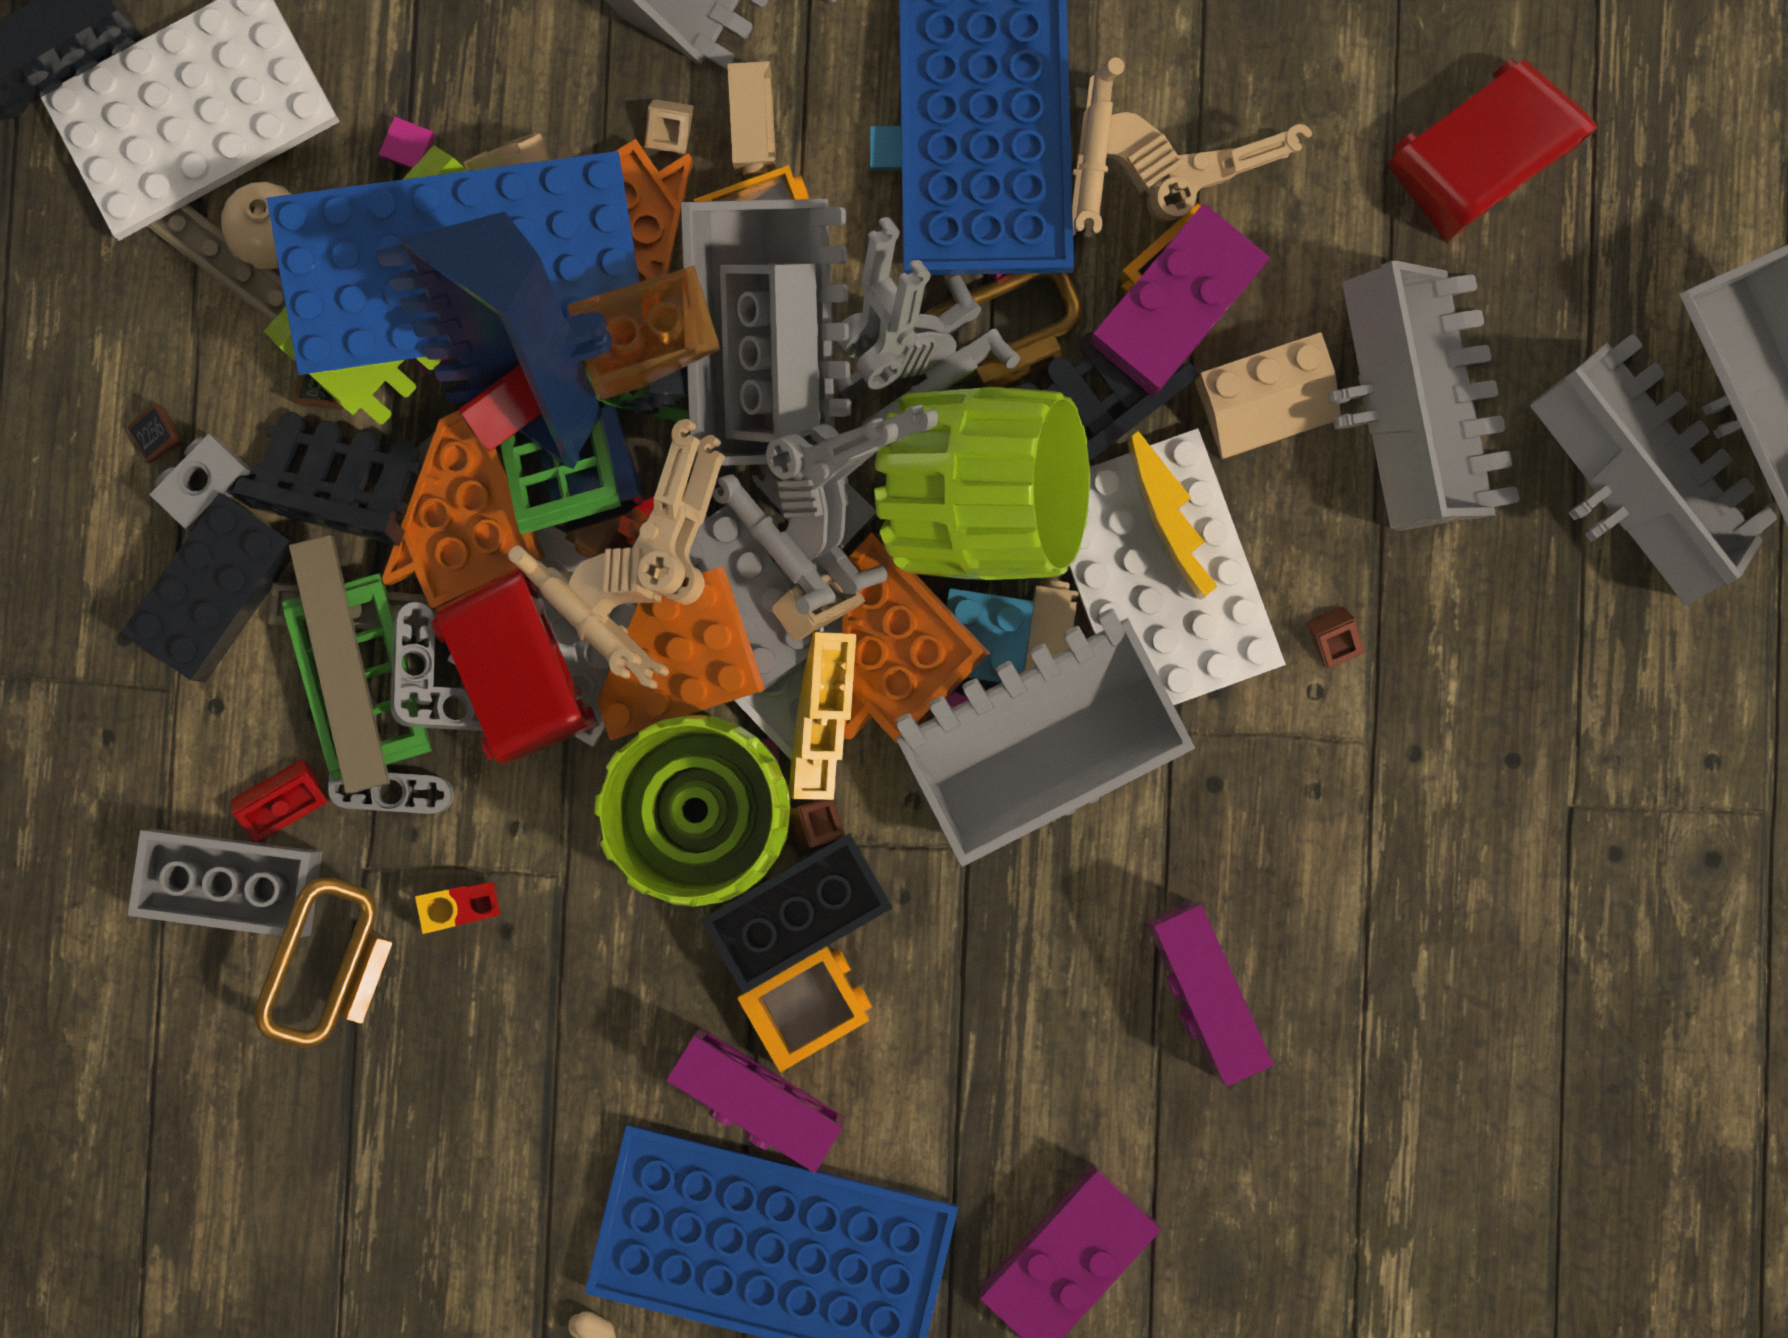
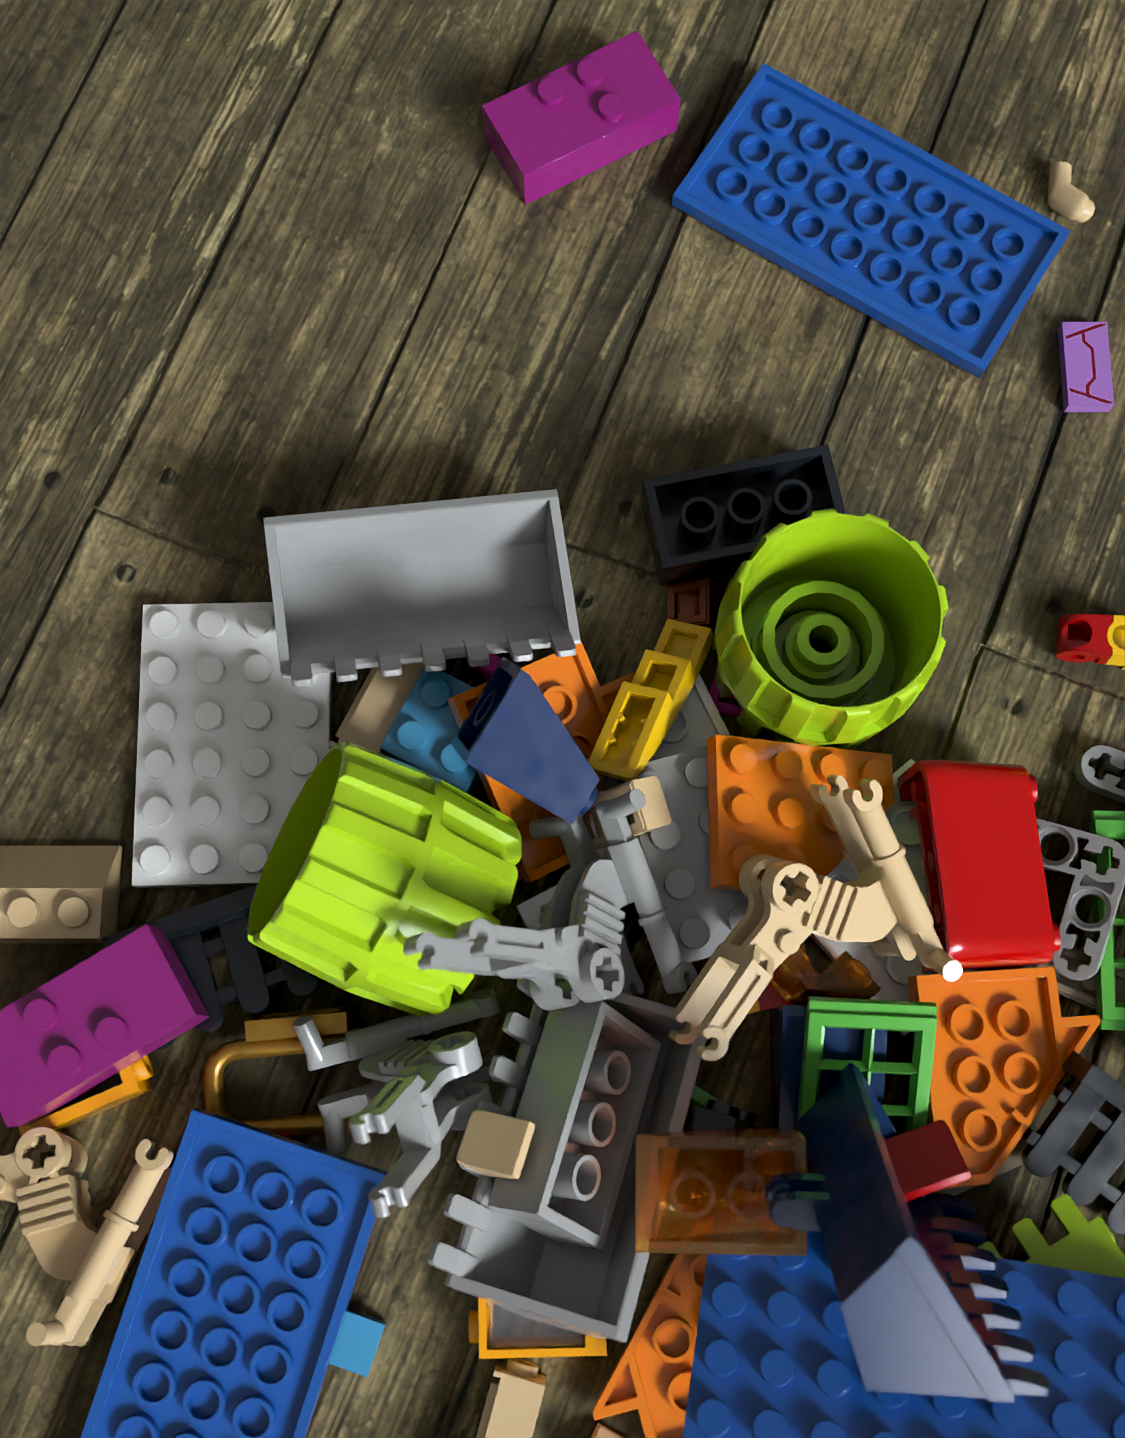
camera: 165 degrees left, 10 degrees down
(536, 1166) = (1085, 367): none -> medium lavender tile
(756, 1100) = (844, 345): magenta brick -> none
(809, 1005) = (762, 416): window -> none
(824, 308) = (495, 1144): none -> tan slope
(909, 621) = (525, 745): none -> dark blue slope
(1163, 499) = (198, 807): yellow slope -> none
(1208, 993) = (350, 304): magenta brick -> none
(1335, 637) = (80, 619): copper slope -> none

